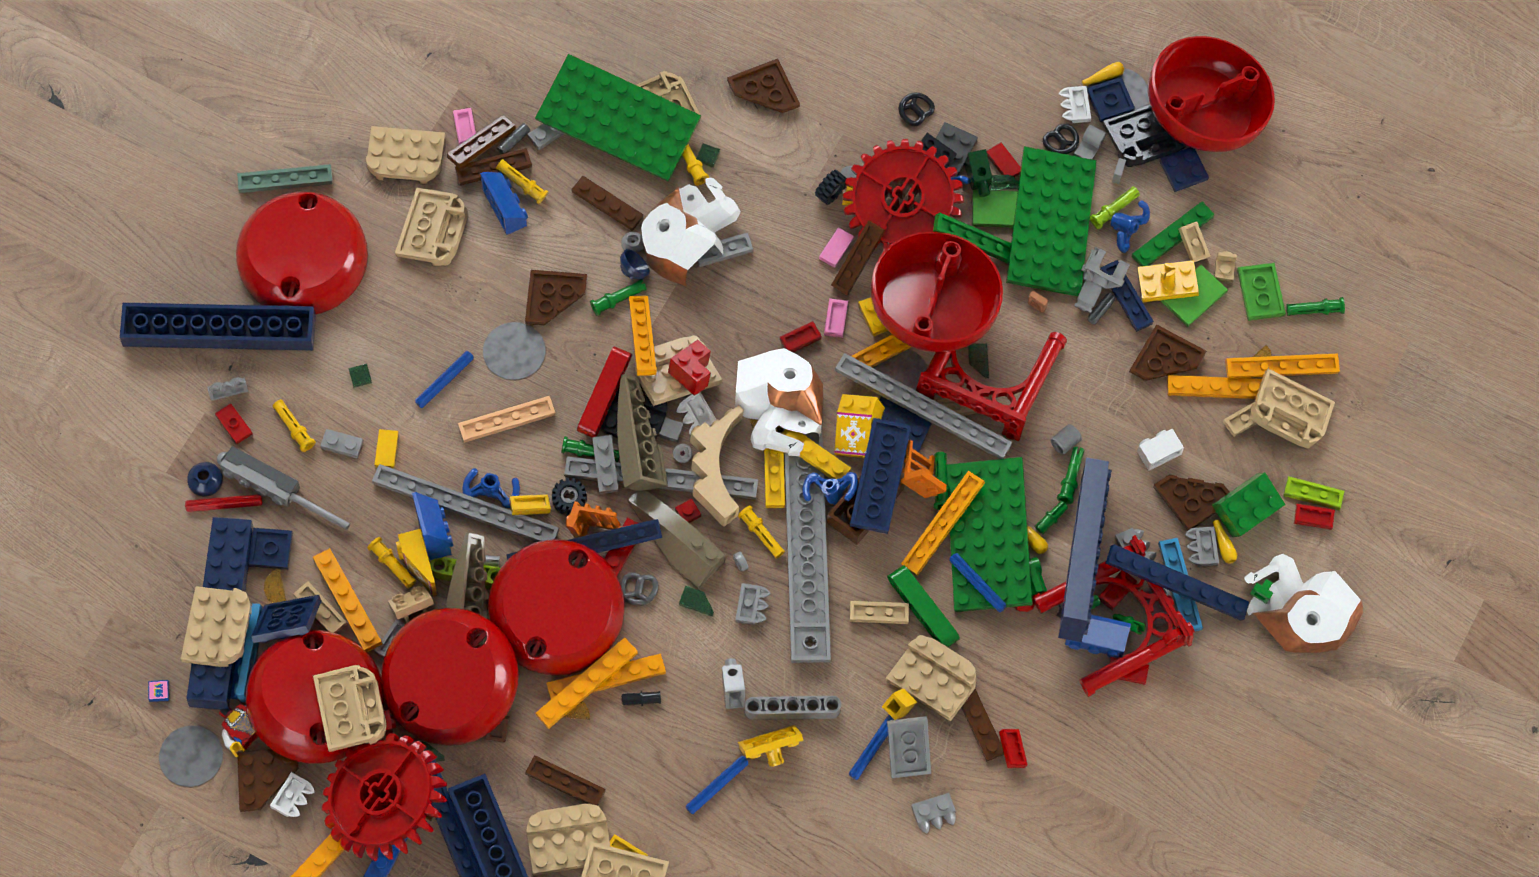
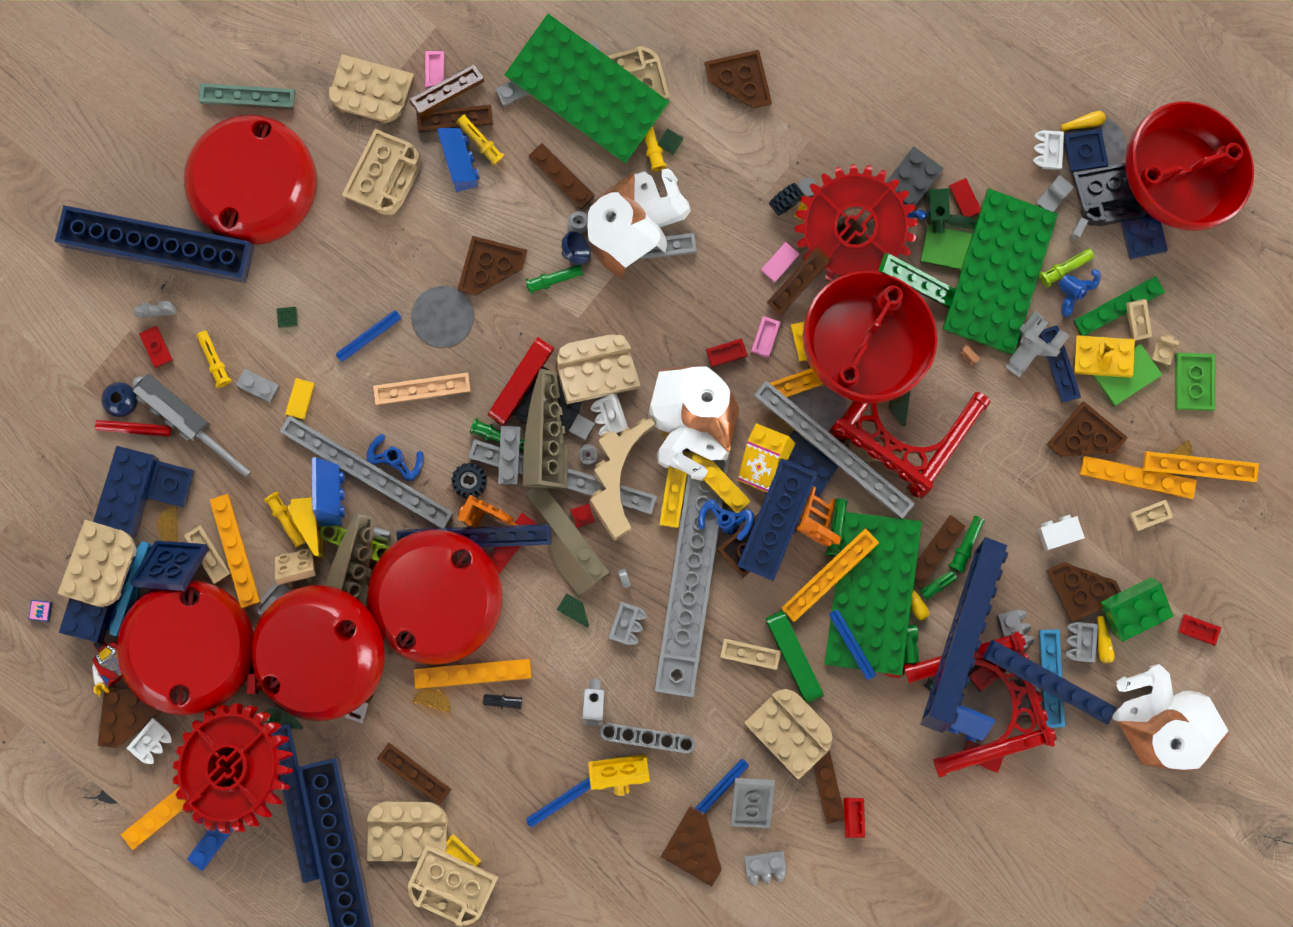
camera: 10 degrees right, 15 degrees up
(190, 756) = (61, 681): flat silver sticker -> none
(350, 707) = (212, 676): tan plate -> none
(515, 137) = (482, 90): dark grey piece -> none
(530, 504) = (429, 483): yellow tile -> none
(586, 683) = (451, 679): light orange plate -> none
(628, 597) = (520, 587): dark grey piece -> none
(642, 335) = (568, 329): light orange plate -> none
(689, 367) = (607, 372): red brick -> none
(754, 524) = (646, 542): yellow pin -> none
(859, 804) = (694, 847): none -> reddish brown plate
(899, 704) = (751, 755): yellow brick -> none
(915, 108) = (887, 126): black piece -> none
(929, 141) = (896, 171): black bracket -> none
(1043, 485) = (937, 549): none -> reddish brown plate
(1060, 138) = (1027, 185): black piece -> none
(1066, 439) = (969, 506): light grey piece -> none
(1101, 308) = (1033, 371): dark grey axle -> none
(1135, 625) = (992, 711): green axle -> none
(1262, 591) = (1133, 704): green tile -> none
(1291, 410) = (1200, 516): tan plate -> none
(1313, 493) = (1203, 604): lime tile -> none
(1325, 306) = (1255, 410): green pin -> none

